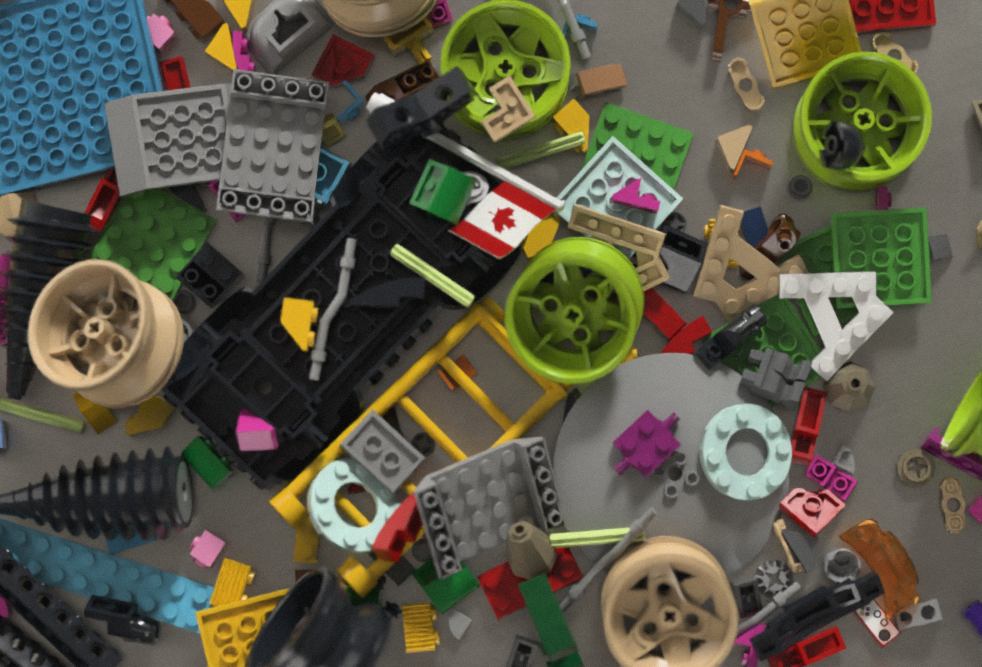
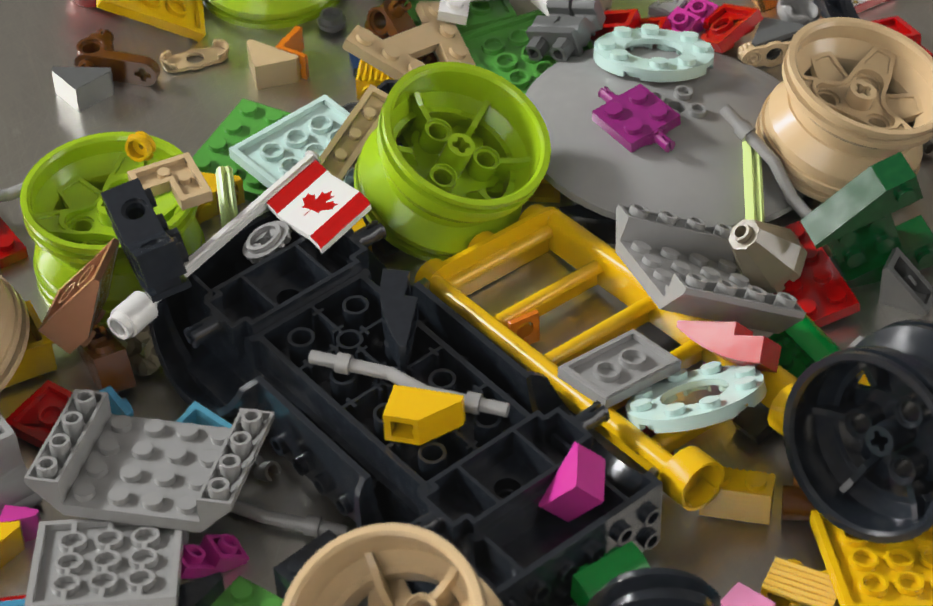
camera: 85 degrees left, 40 degrees down
(416, 62) = (81, 301): none -> nougat slope
(432, 275) = (370, 285): yellowish green axle -> none
(443, 191) = (265, 245): green brick -> none
(544, 78) = (140, 146): none -> yellow plate
(629, 198) = (315, 124): dark pink slope -> none
(731, 336) = (506, 60): black plate -> none

